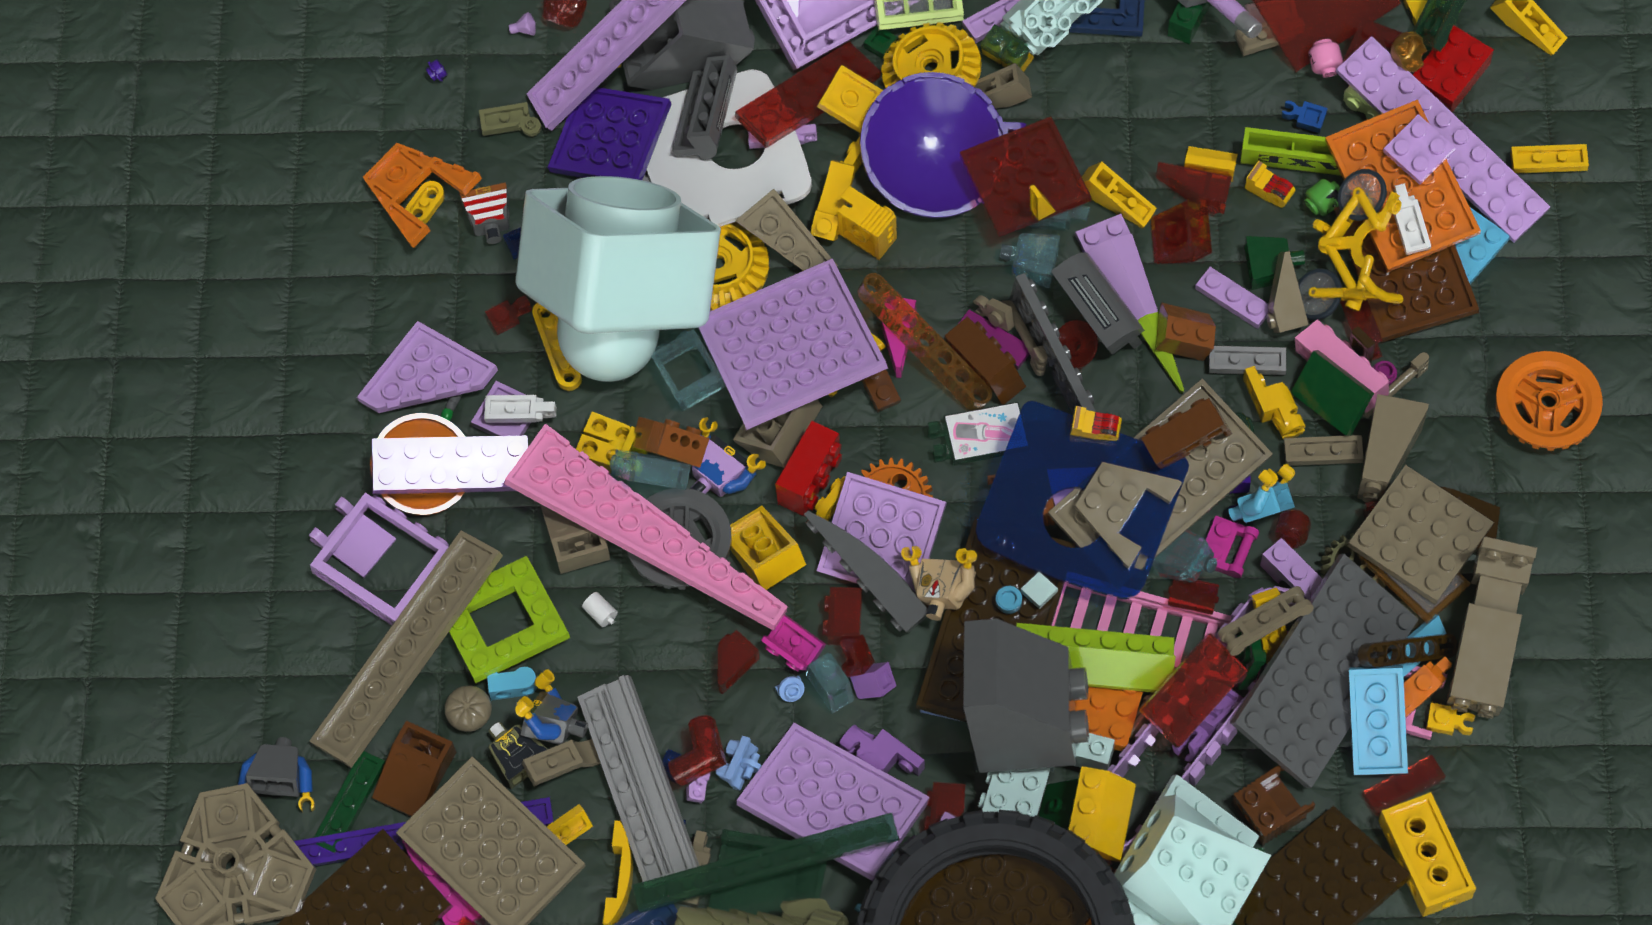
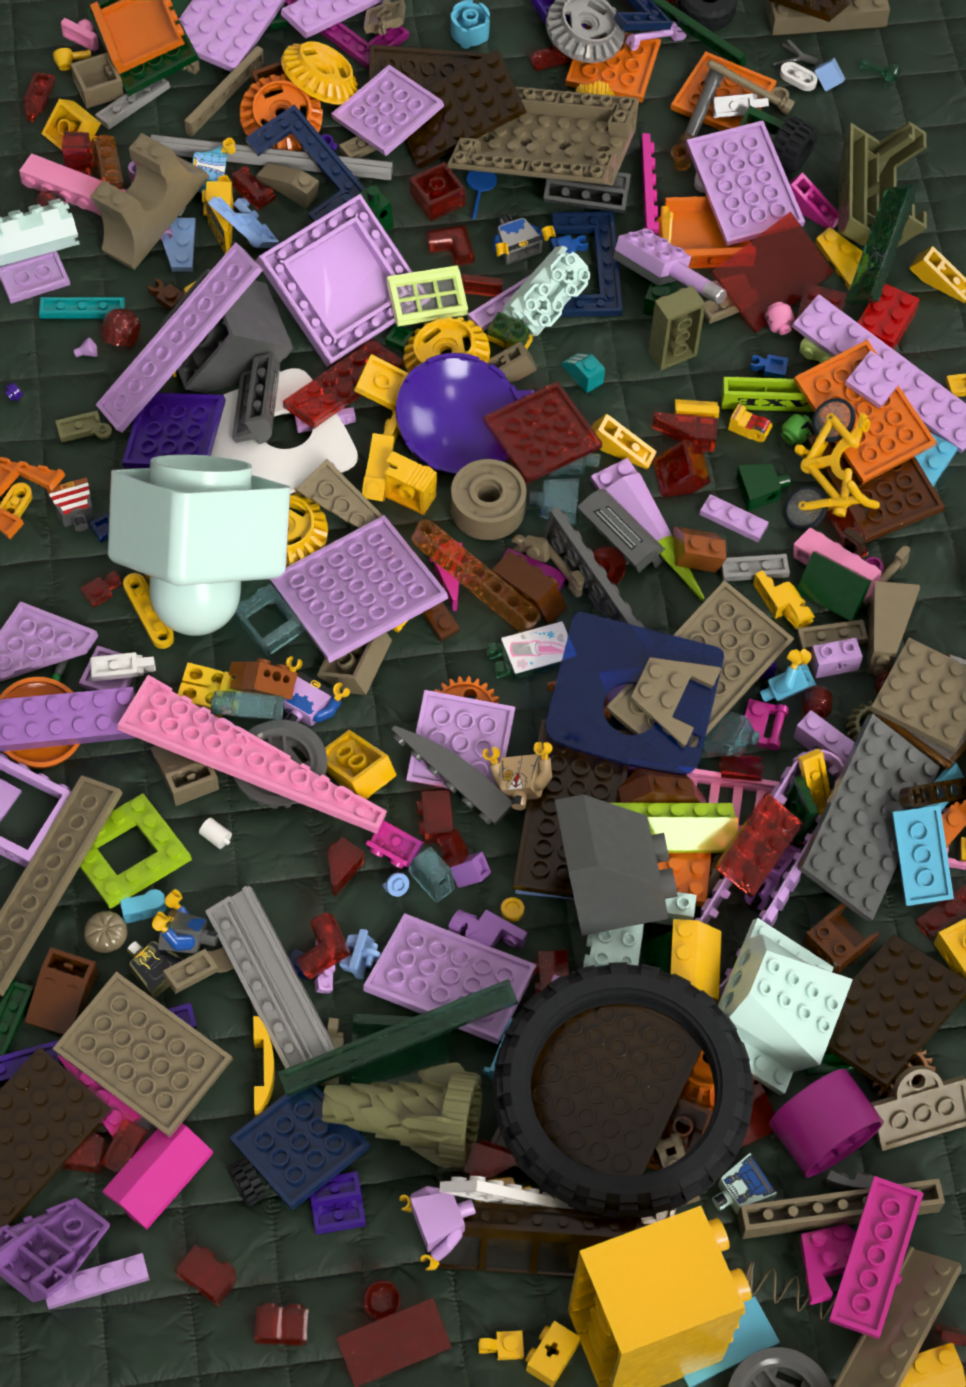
camera: 15 degrees left, 5 degrees down
(571, 825) = (214, 1024): yellow plate -> none
(809, 469) = (388, 692): red brick -> none
(826, 506) = (411, 720): yellow plate -> none
(914, 730) = (512, 909): none -> yellow tile
(954, 231) = (488, 499): none -> dark tan piece
(1009, 599) = (582, 784): medium azure tile -> none
(1039, 204) = (560, 451): yellow piece -> none
(1039, 590) = (608, 774): light aqua tile -> none
(1088, 102) = (585, 370): none -> teal slope
(1095, 425) = (639, 626): leg -> none
(1095, 611) = (658, 787): none -> reddish brown wedge
(1185, 432) = (719, 625): reddish brown wedge -> none
(1197, 63) = (676, 327): none -> olive brick
(1265, 620) = (813, 776): dark tan plate -> none
(1285, 300) = (781, 517): dark tan slope -> none
(1322, 477) = (835, 658): none -> lavender brick
(1408, 51) = (851, 303): pearl gold hair -> none
(1411, 223) = (879, 441): white hinge -> none

